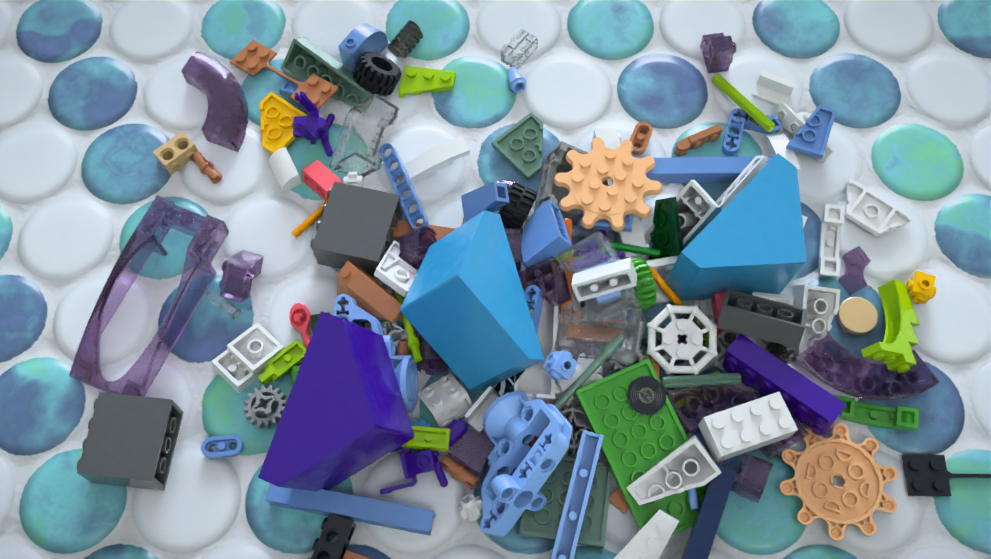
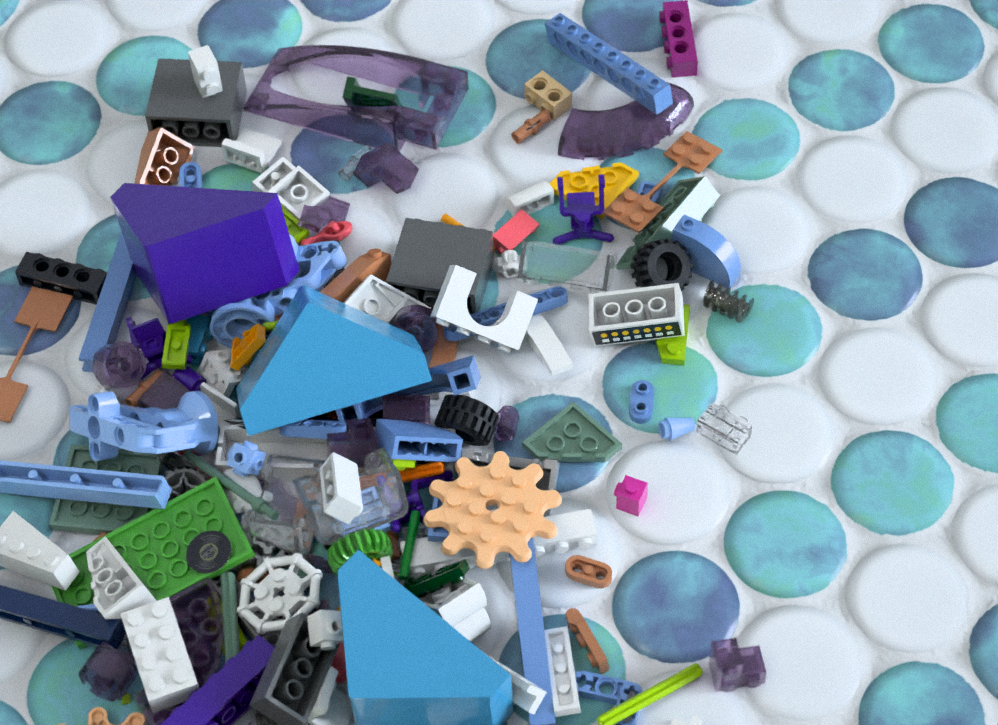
camera: 90 degrees right, 10 degrees down
(117, 415) = (205, 71): none -> white brick
(133, 58) = (679, 39): none -> magenta brick
(157, 101) = (609, 63): none -> medium blue brick
(169, 280) = (359, 96): none -> dark green fence
(193, 475) = (162, 158): none -> nougat wedge
(194, 392) = (251, 150): none -> white bracket
(278, 322) = (316, 217): none -> clear purple tile
(406, 206) = (452, 310): none -> white arch
(419, 93) = (636, 314): none -> white brick
(433, 376) = (244, 348): none -> light orange wing
(442, 491) = (106, 365): none -> clear purple brick
(489, 101) = (641, 399): none -> medium blue plate
(577, 107) = (631, 495): none -> dark pink brick
(733, 289) = (325, 629): none -> white brick
(742, 149) = (562, 672): none -> white plate

